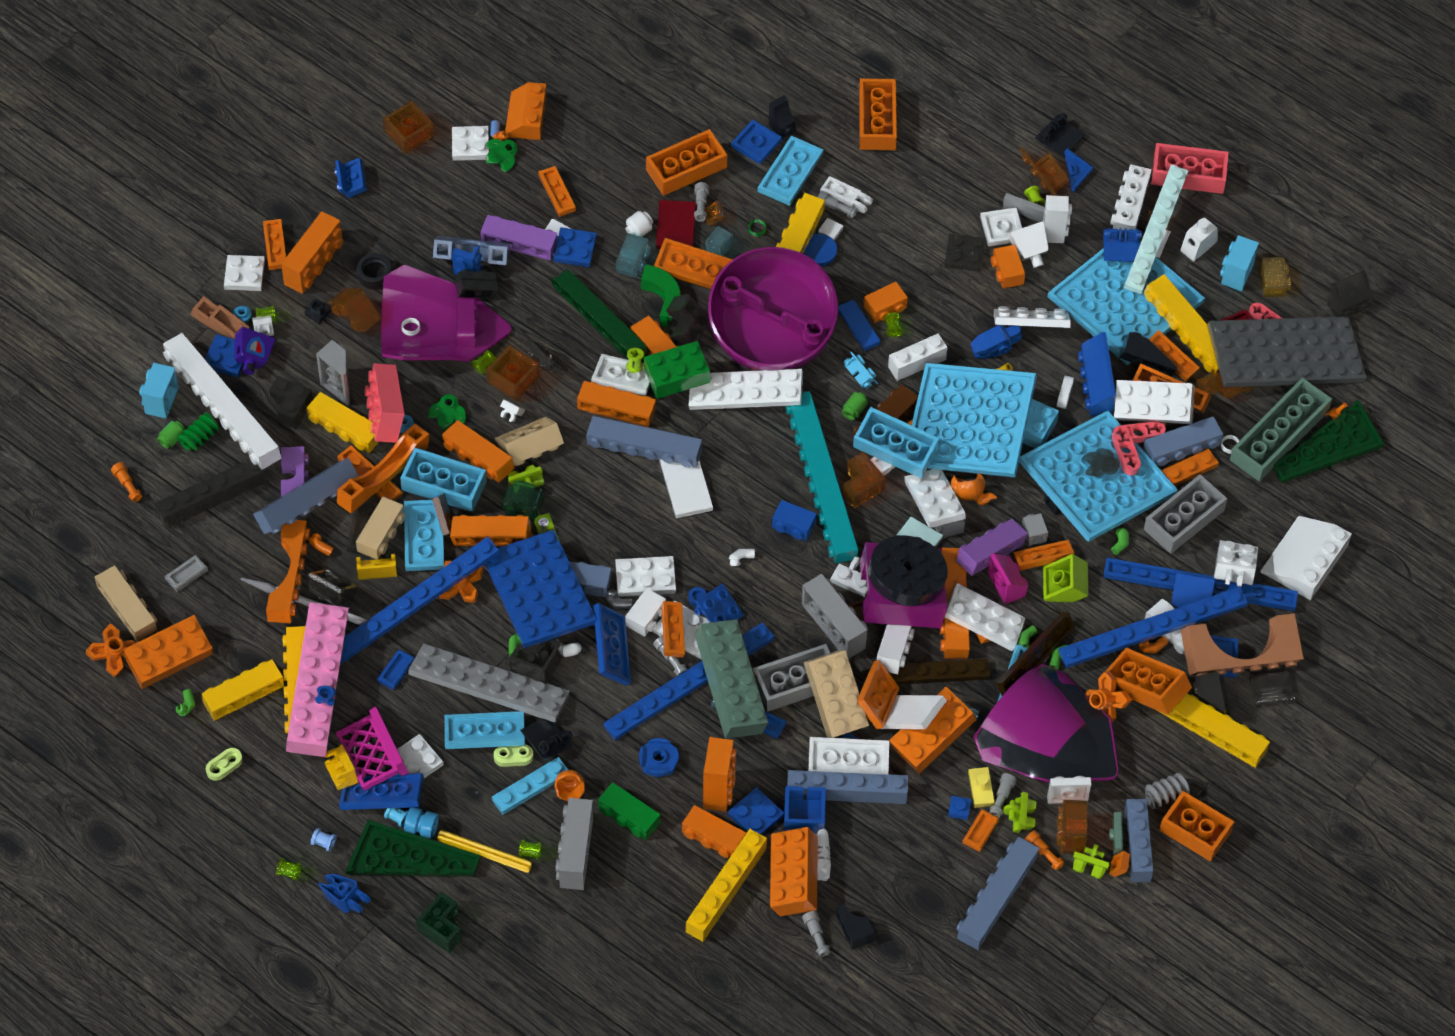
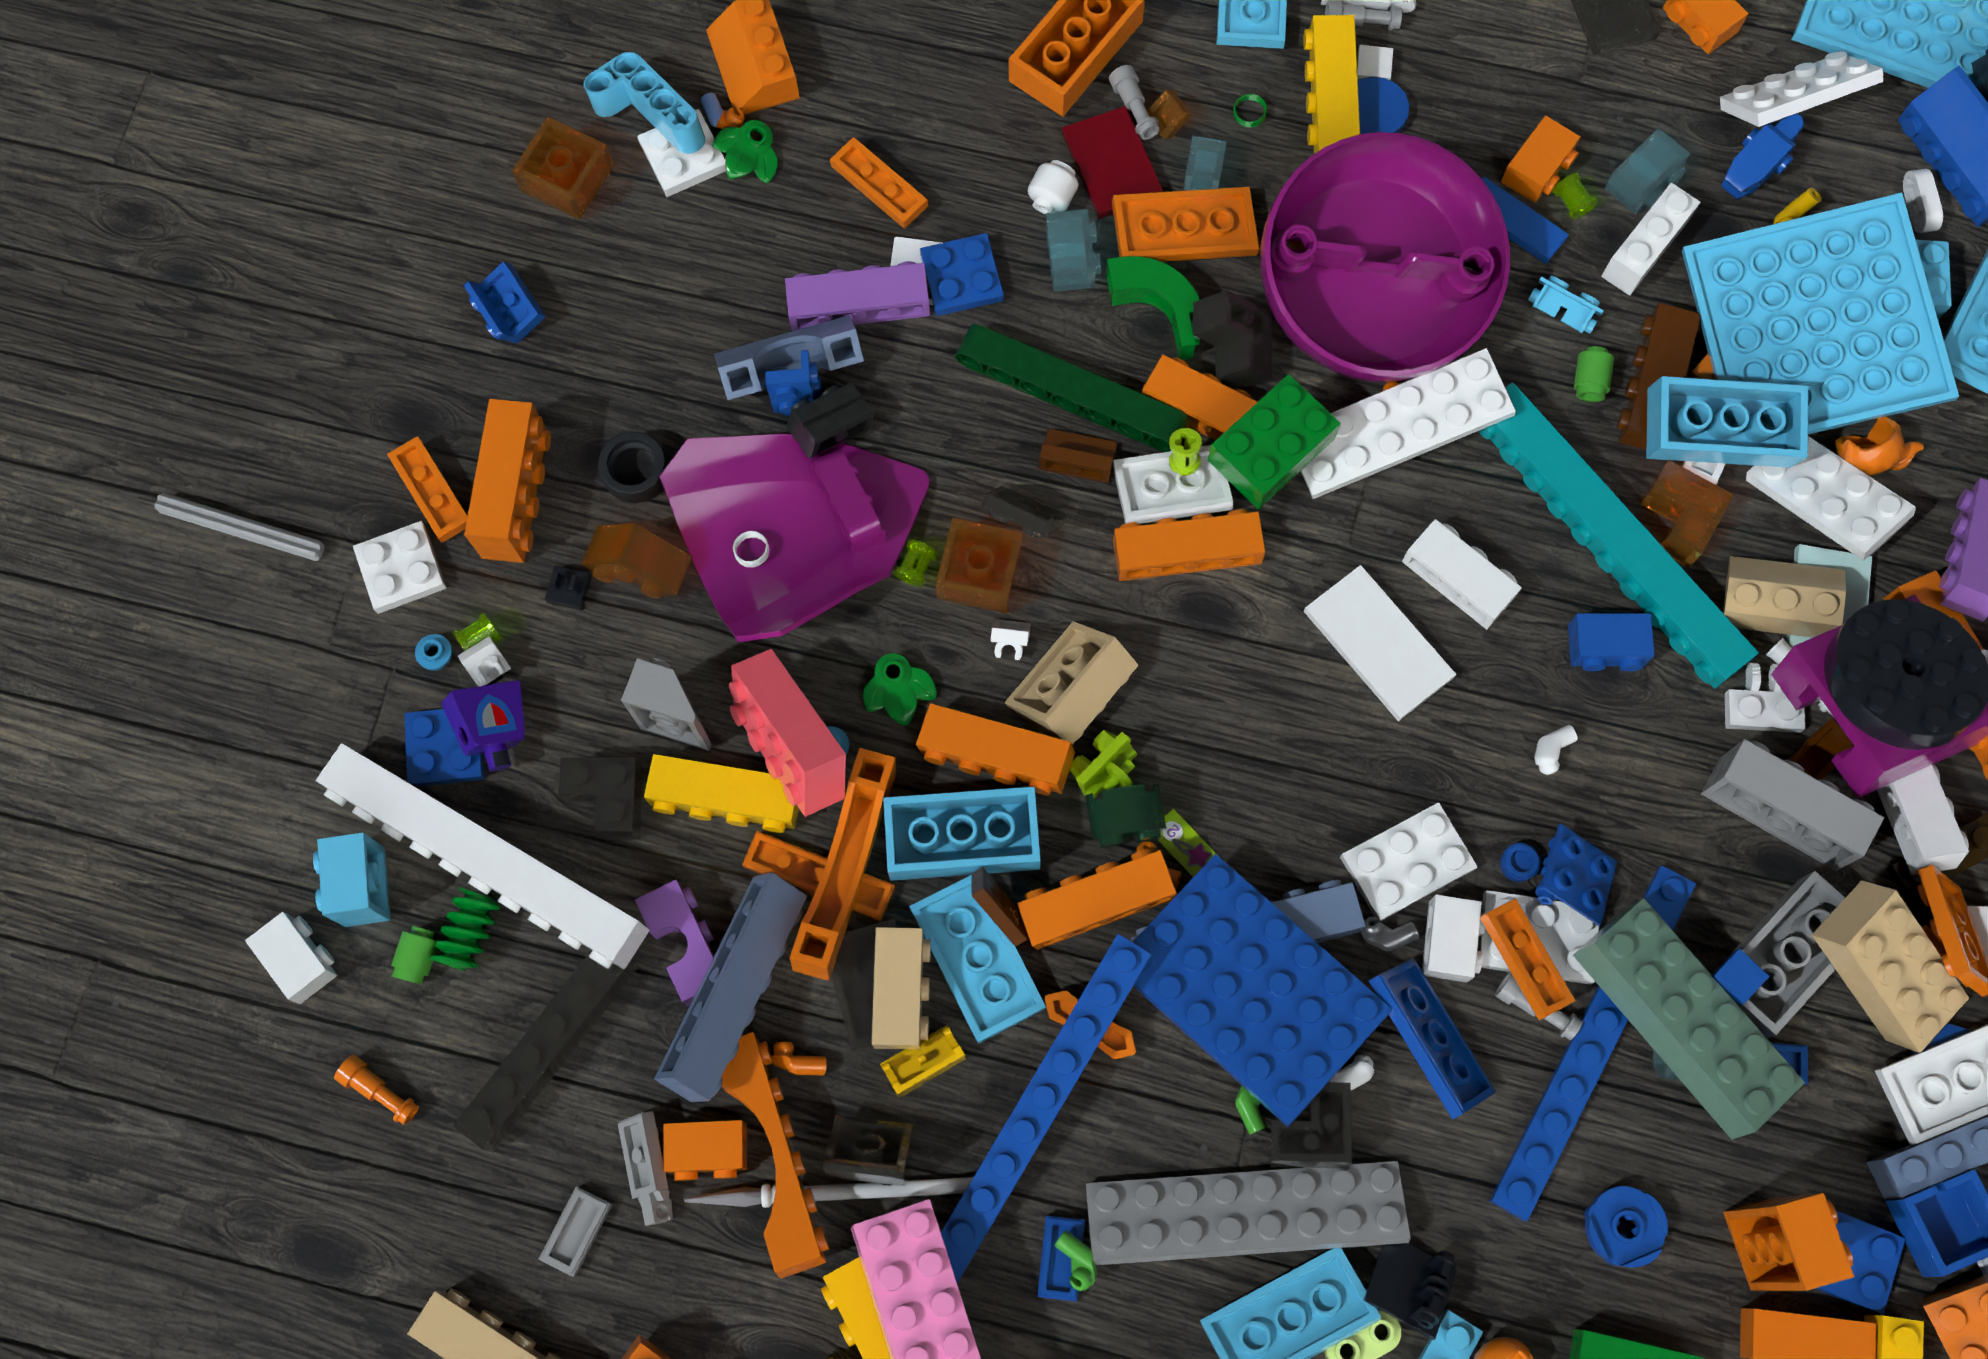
camera: 20 degrees left, 15 degrees up
(116, 413) = (292, 957): none -> white brick
(179, 227) = (240, 526): none -> light grey axle
(217, 318) = (396, 680): nougat slope -> none
(230, 558) = (646, 1167): none -> light grey hinge
(261, 561) = (705, 1148): none -> orange brick
(403, 673) = (1082, 1263): none -> bright green arm
(461, 101) = (632, 81): none -> medium azure beam
(586, 346) = (1077, 455): none -> reddish brown panel
(644, 442) = (1277, 601): sand blue brick -> none
(740, 465) = (1461, 573): none -> white brick
(763, 669) = (1740, 976): none -> blue tile
(875, 527) = (1784, 597): none -> tan slope
(936, 323) = (1648, 171): none -> clear light blue brick

